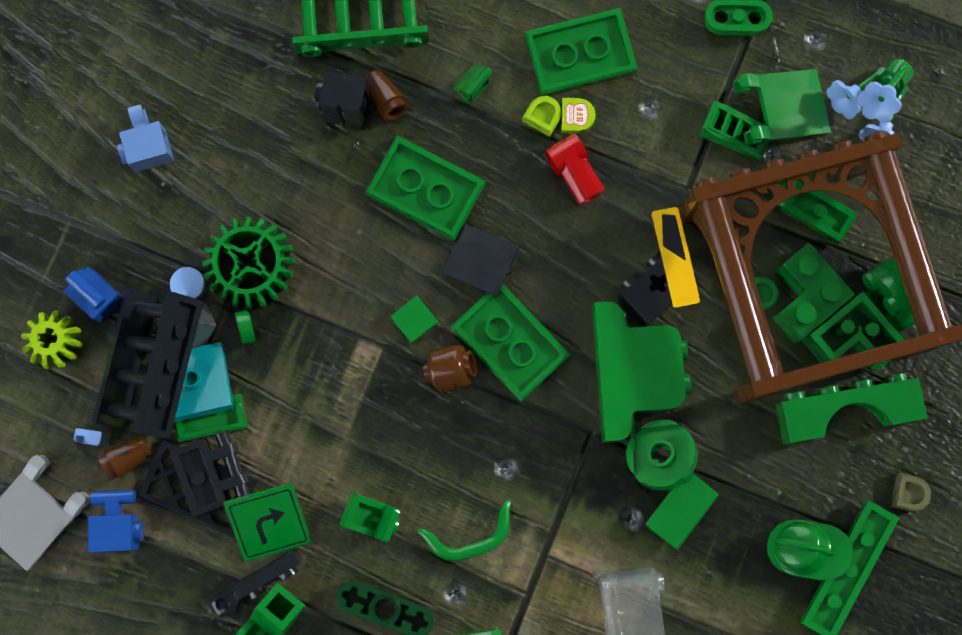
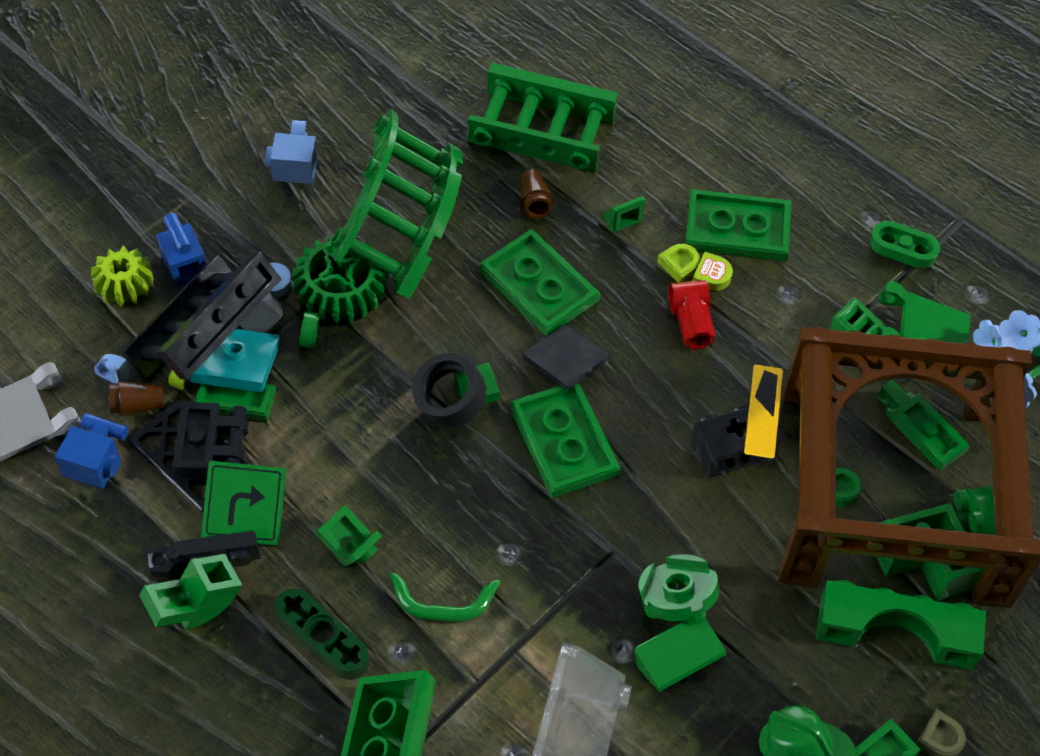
camera: 20 degrees right, 25 degrees down
(308, 161) = (437, 204): none -> green fence
(343, 100) = (494, 176): black brick -> none
(375, 357) = (431, 372): none -> black tyre
(450, 368) = (493, 434): reddish brown head -> none
(635, 370) = (683, 505): green brick -> none
(817, 290) = (896, 486): green brick -> none

